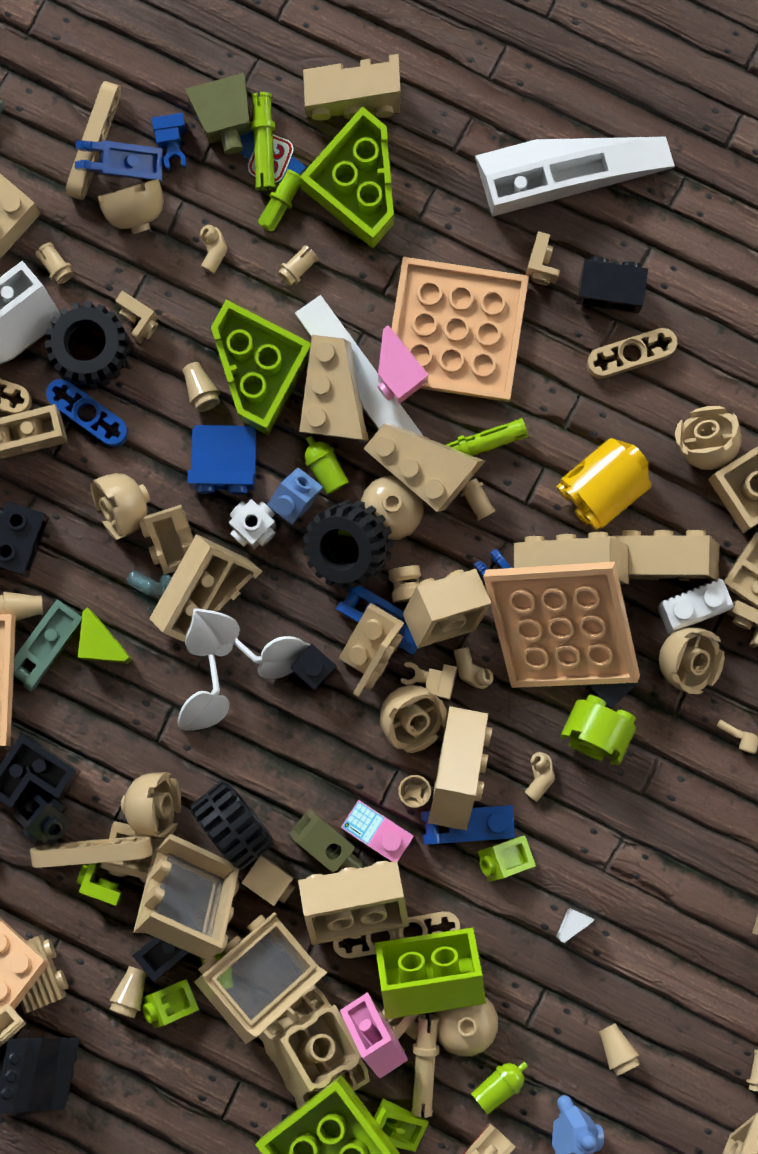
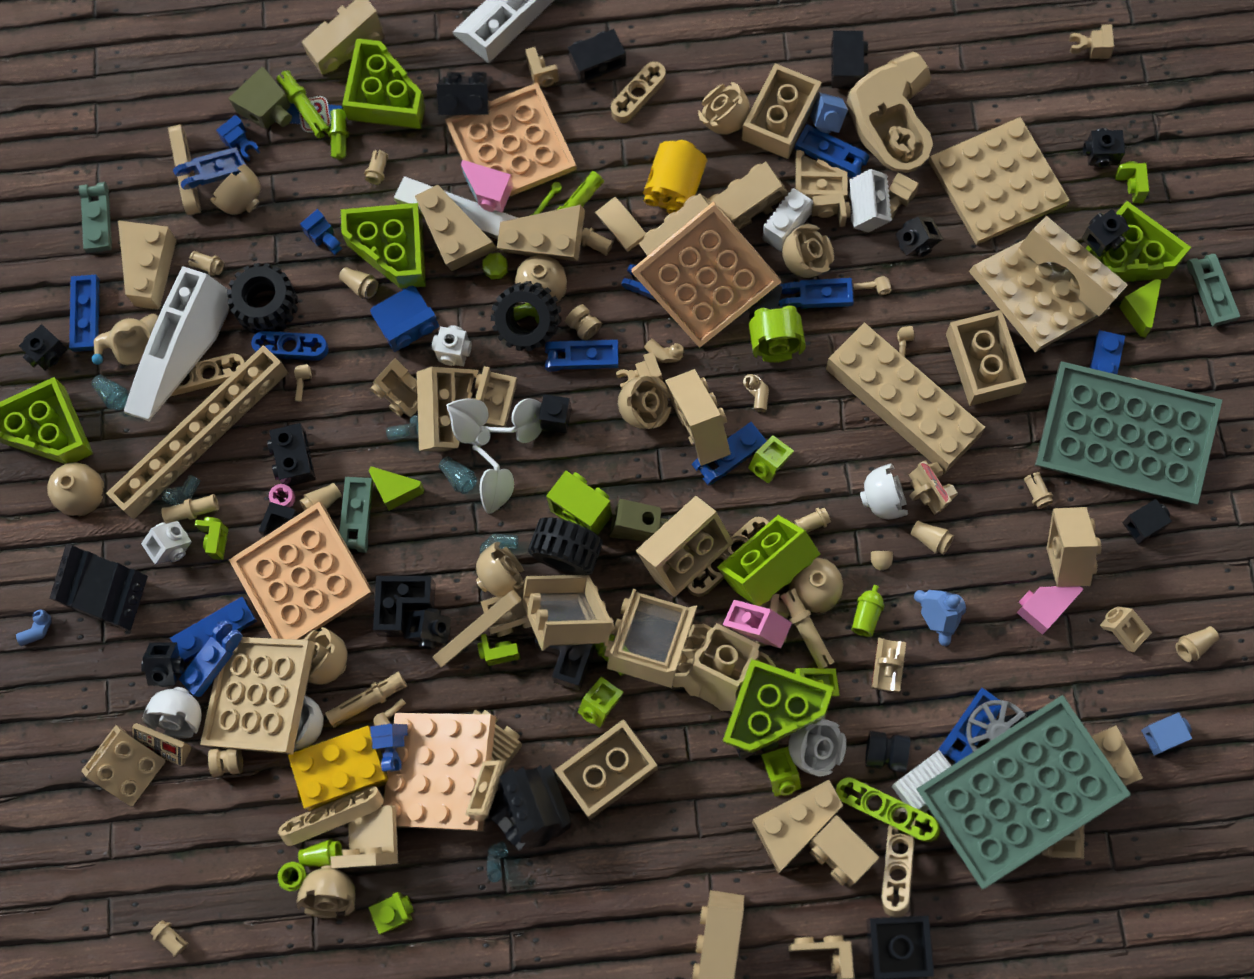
camera: 25 degrees left, 10 degrees down
(80, 452) = (301, 373): none -> tan hand
(120, 502) = (349, 386): tan cylinder -> none
(129, 993) = (566, 713): tan cone -> none
(130, 1082) = (606, 769): none -> tan brick
(134, 310) = (284, 259): tan bracket -> none
(172, 766) = (509, 541): none -> clear light blue arm
(173, 669) = (459, 476): none -> clear light blue cone
(193, 302) = (320, 231): none -> blue piece
(215, 246) = (312, 189): tan arm -> none
(261, 608) = (497, 394): none -> tan bracket
(269, 881) = (616, 573): tan brick -> none
(275, 787) = (579, 503): none -> lime brick
(294, 495) = (469, 309): medium blue brick -> none
(325, 466) = (478, 281): lime piece -> none
(354, 459) = (495, 265): none -> lime tile
(372, 645) = (583, 371): tan bracket -> none
(377, 831) = (670, 492): slope -> none
(415, 787) = (679, 447): tan wheel -> none
(441, 240) = (464, 94): none -> black bracket
(446, 607) = (620, 314): tan brick -> none
(474, 409) = (556, 188): none -> lime hinge
(506, 953) = (814, 520): none -> tan pin
(516, 497) = (621, 224): none -> tan slope
(550, 1039) = (881, 559): none -> tan hinge
(572, 924) = (844, 470): white slope -> none
(598, 975) = (884, 493): none -> white cylinder
(648, 997) = (929, 488): none -> tan hips
(676, 709) = (819, 293): none -> blue hinge
(688, 885) = (904, 397): none -> tan brick
(734, 812) = (903, 335): none -> tan hand

